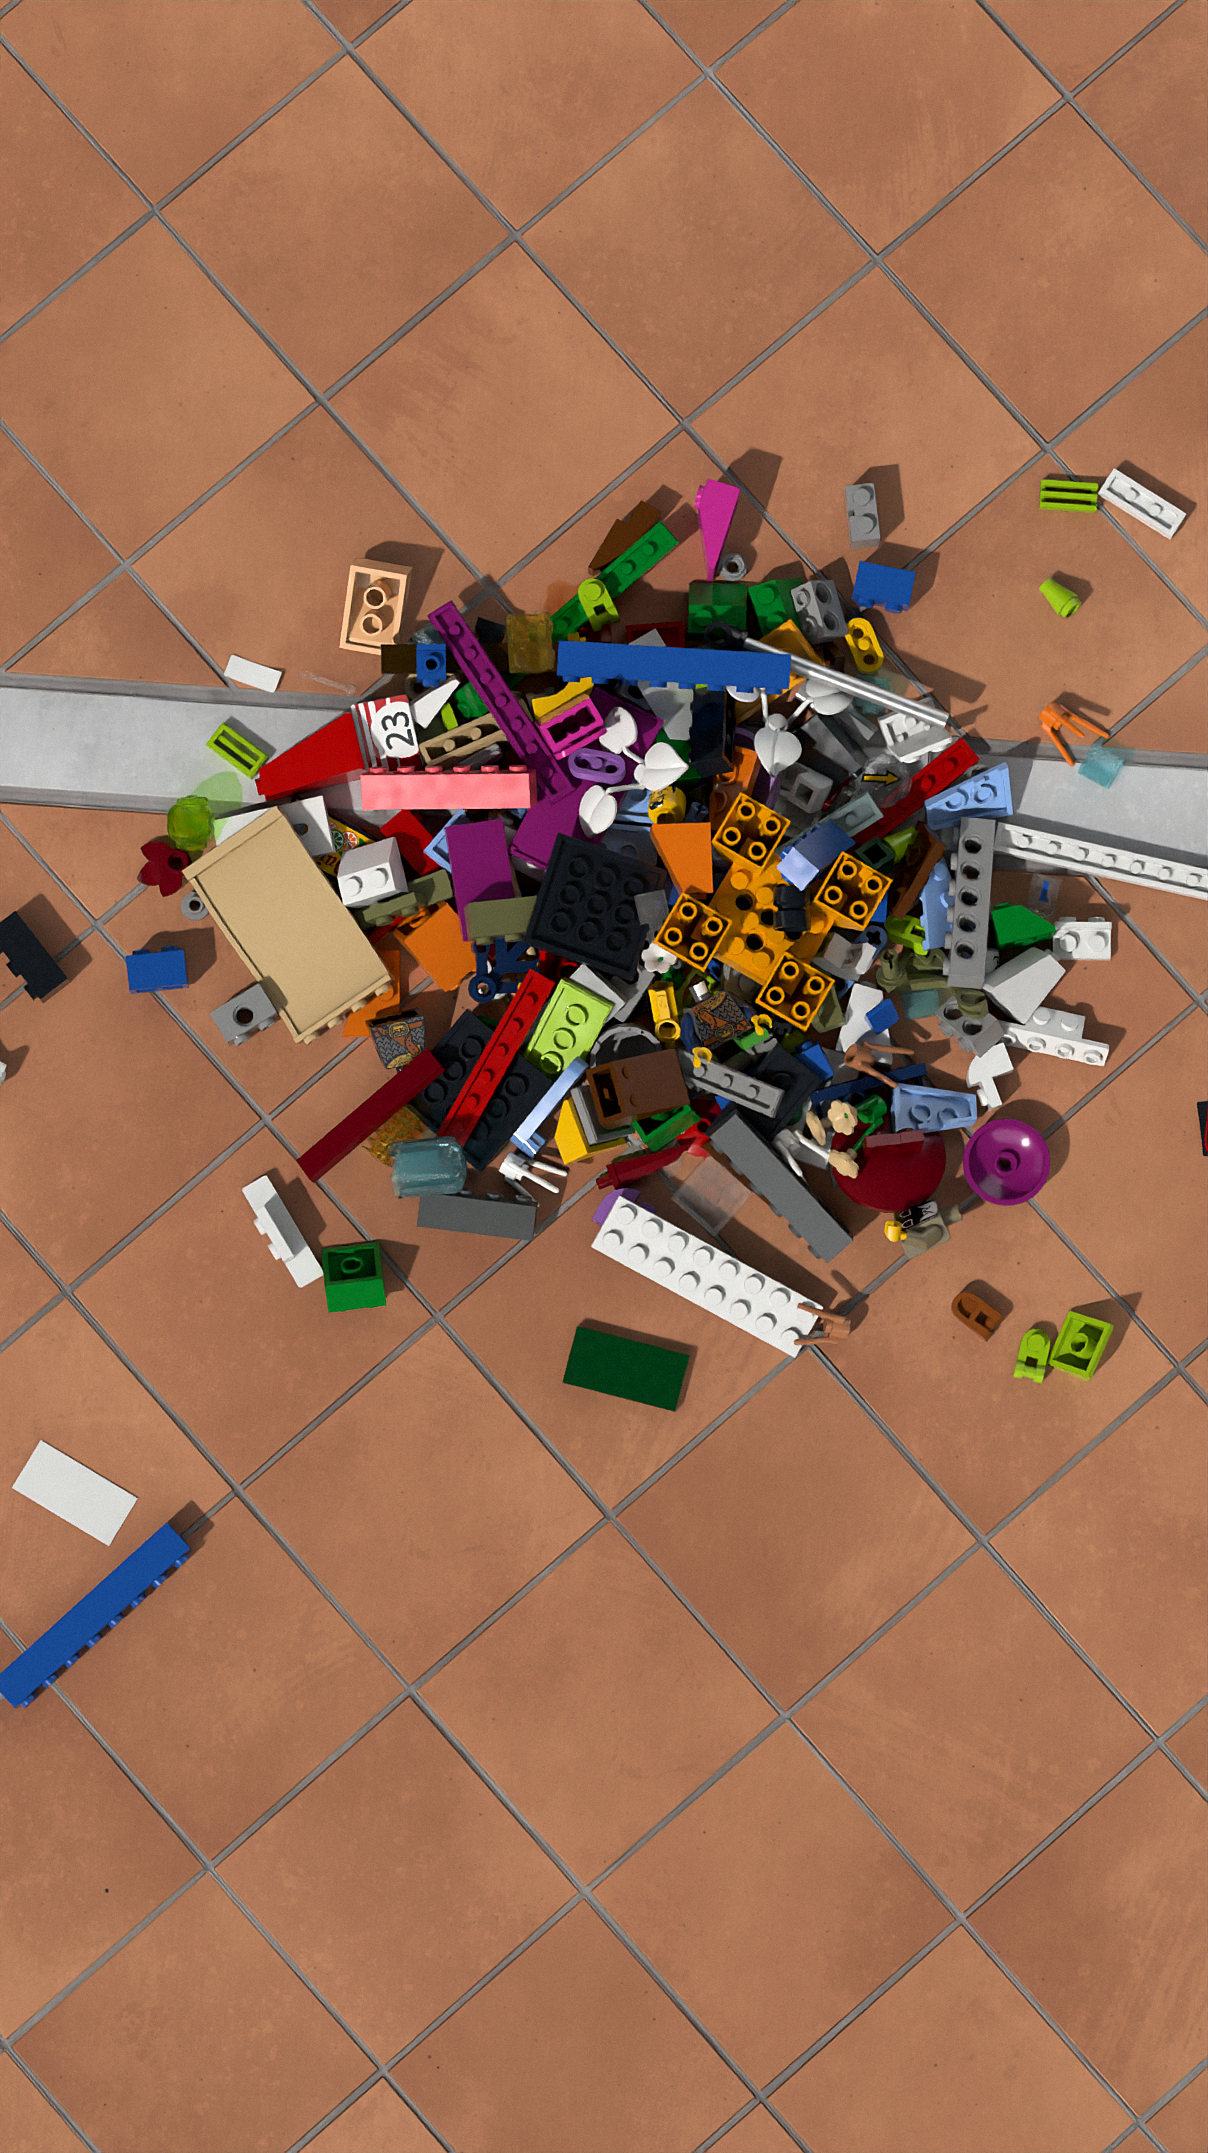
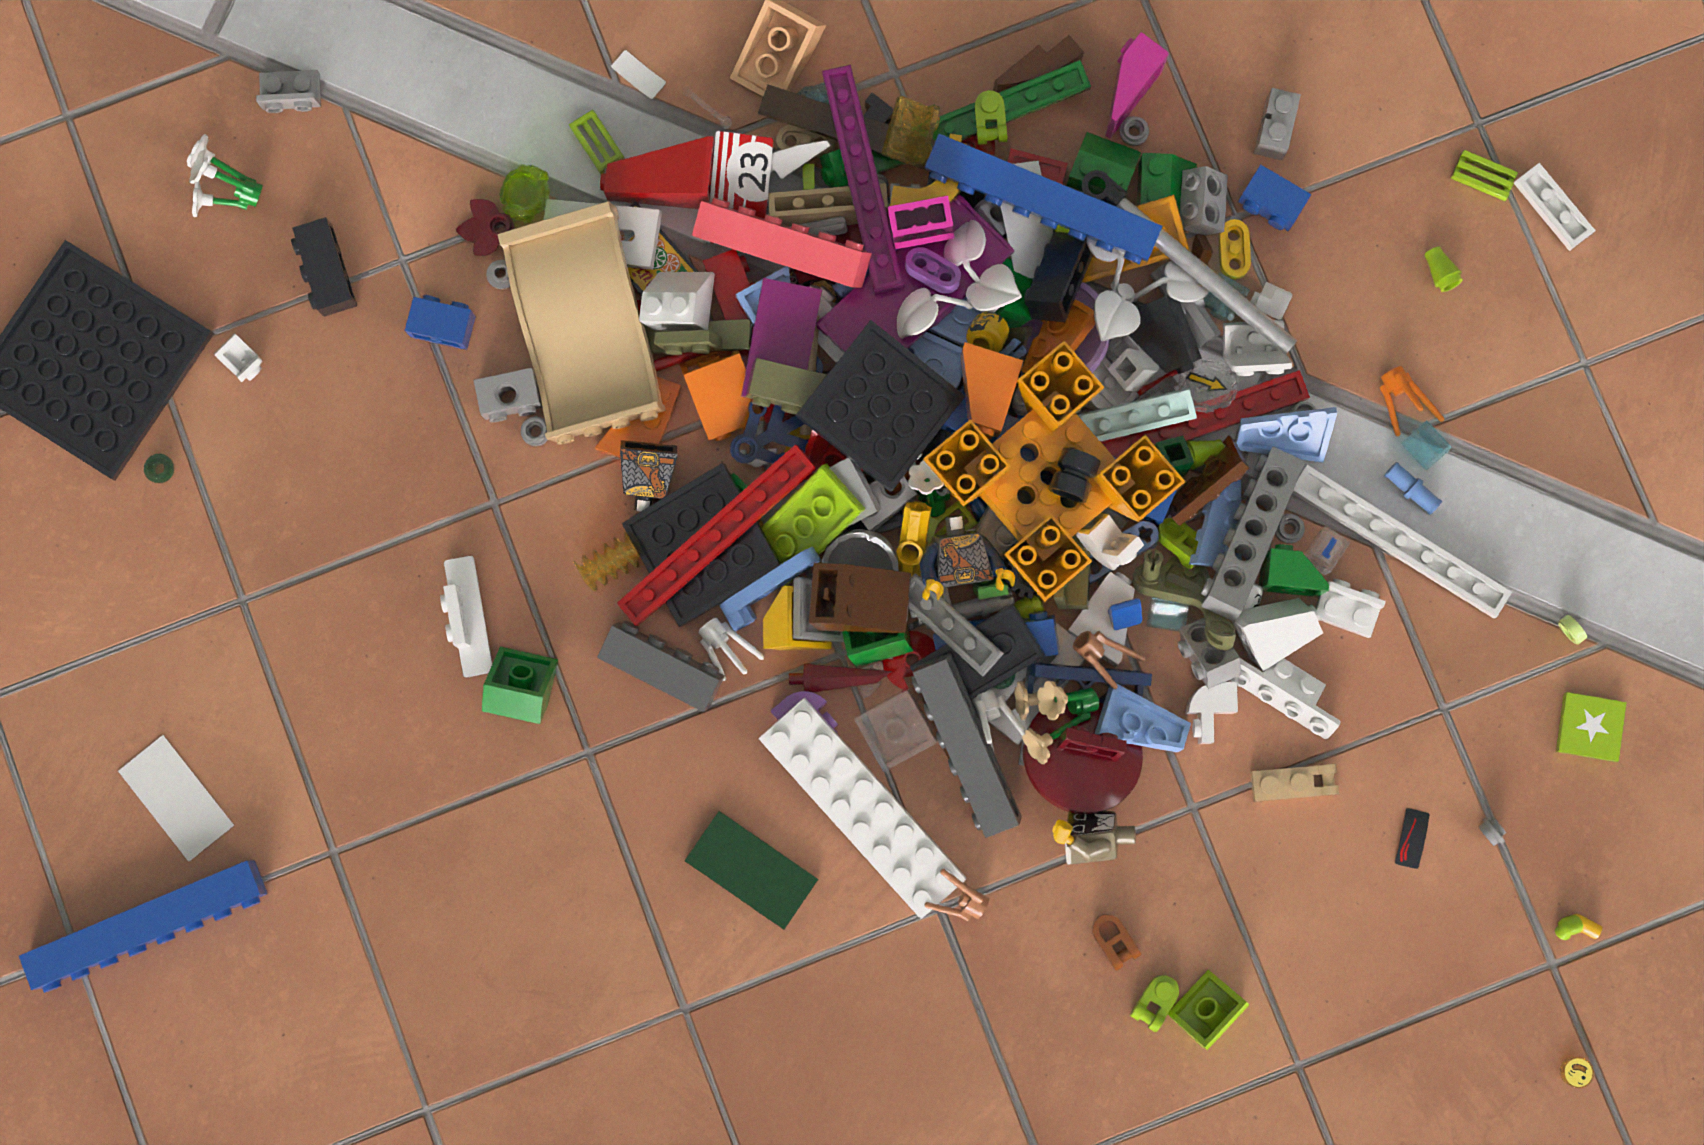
camera: 25 degrees right, 0 degrees up
(271, 1040) = (528, 425): none -> light grey plate
(370, 1115) = (592, 533): dark red tile -> none
(427, 1167) = (625, 603): clear light blue cylinder -> none
(428, 652) = (809, 105): blue brick -> none
(652, 910) = (935, 428): clear plate -> none
(813, 854) = (1114, 429): blue brick -> none
(914, 682) = (1272, 300): none -> white bracket
(1003, 877) = (1297, 524): none -> light grey plate
(1017, 1144) = (1219, 797): magenta dish -> none
(1086, 1116) = (1293, 783): none -> tan plate
(1102, 809) = (1413, 488): none -> medium blue pin

